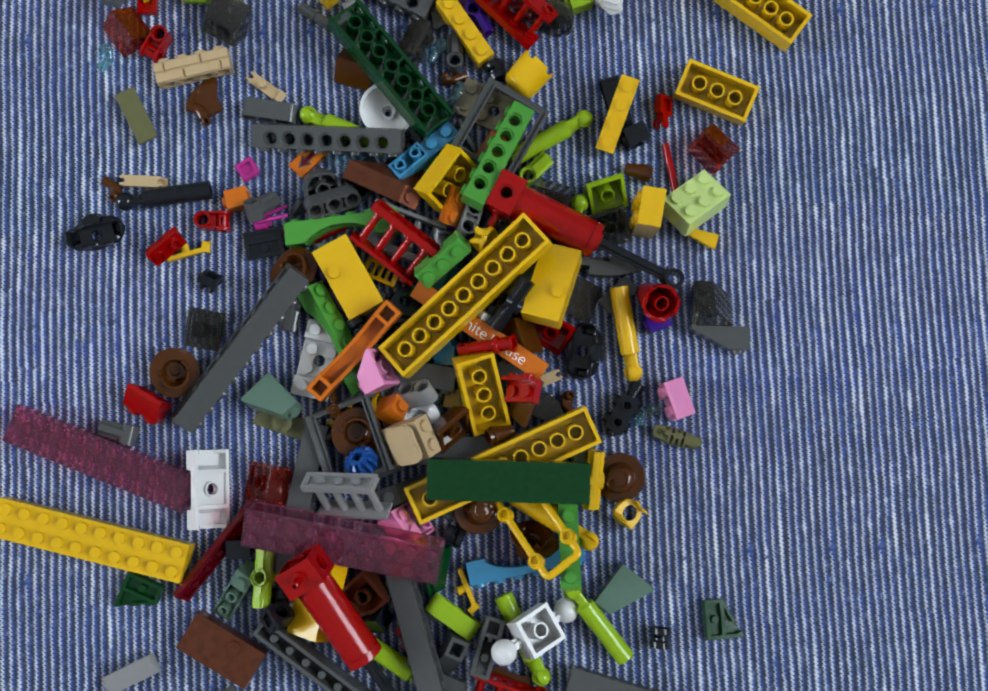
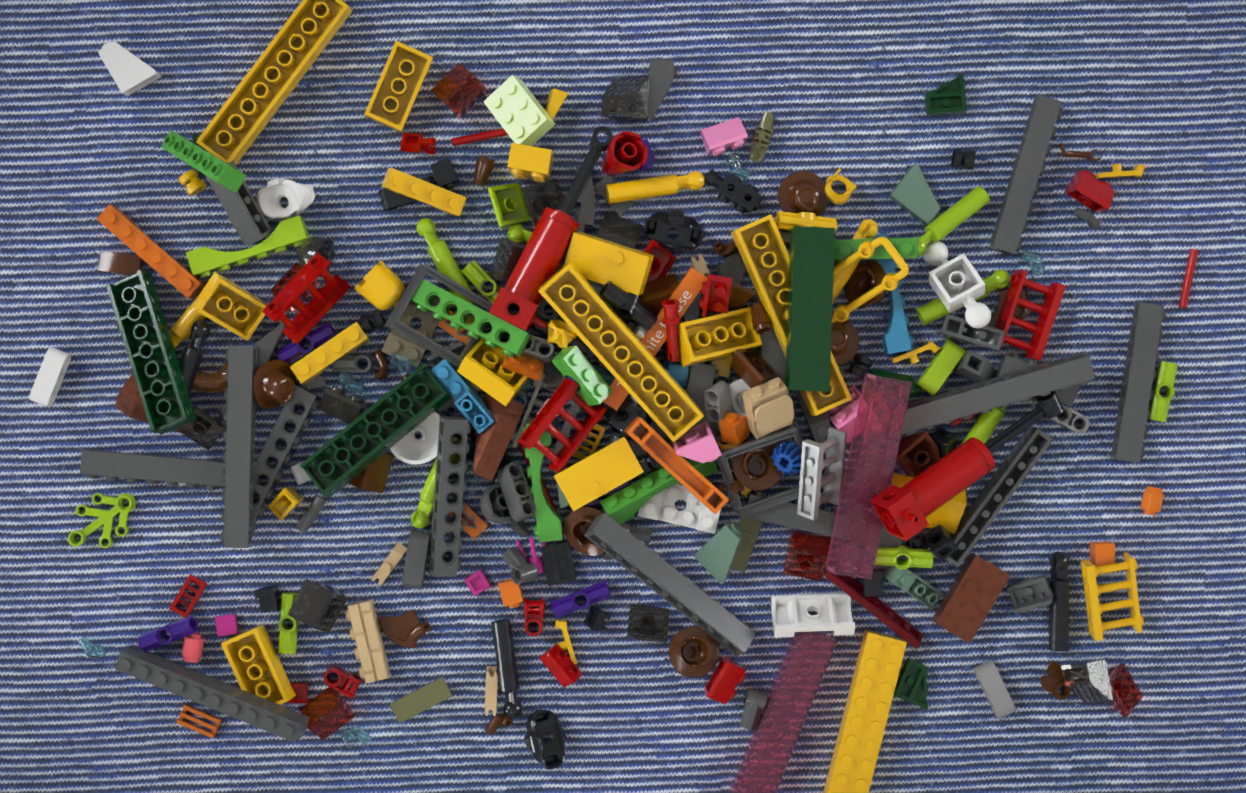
camera: 90 degrees left, 5 degrees up
(234, 275) = (568, 603): none -> dark purple piece
(428, 210) = (523, 393): none -> clear light blue arm

